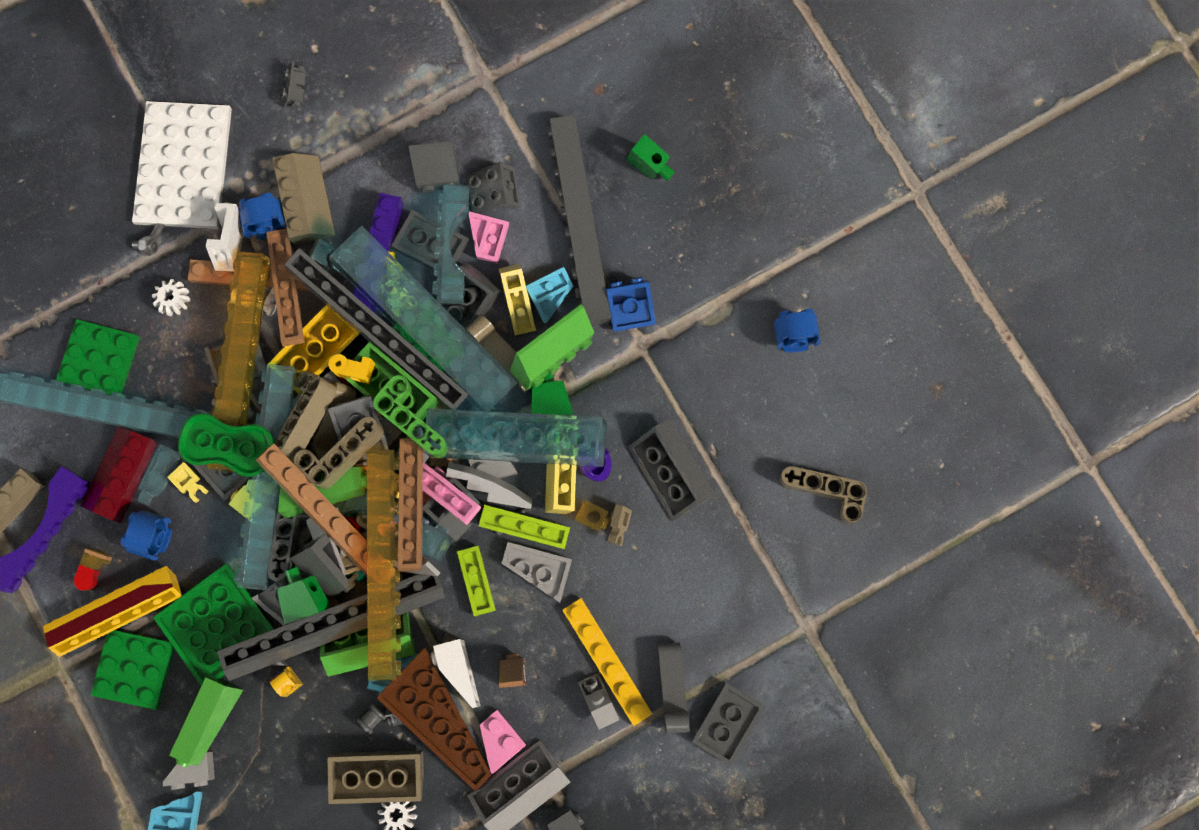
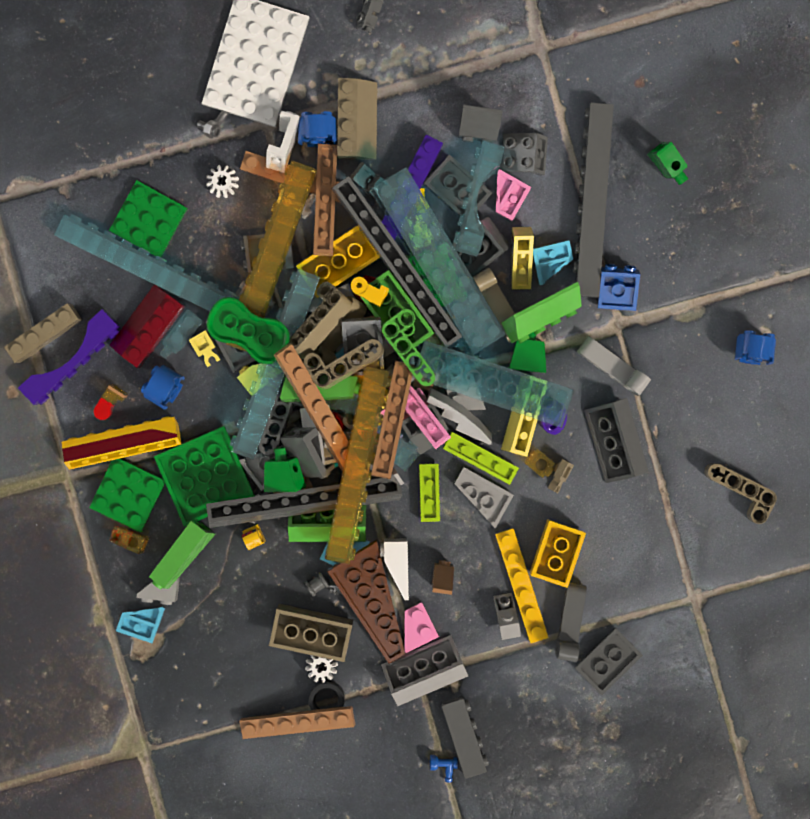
camera: 15 degrees right, 10 degrees up
(144, 721) = (129, 539): none -> clear yellow leg
(637, 612) = (557, 553): none -> yellow brick
(647, 390) = (613, 366): none -> light grey beam

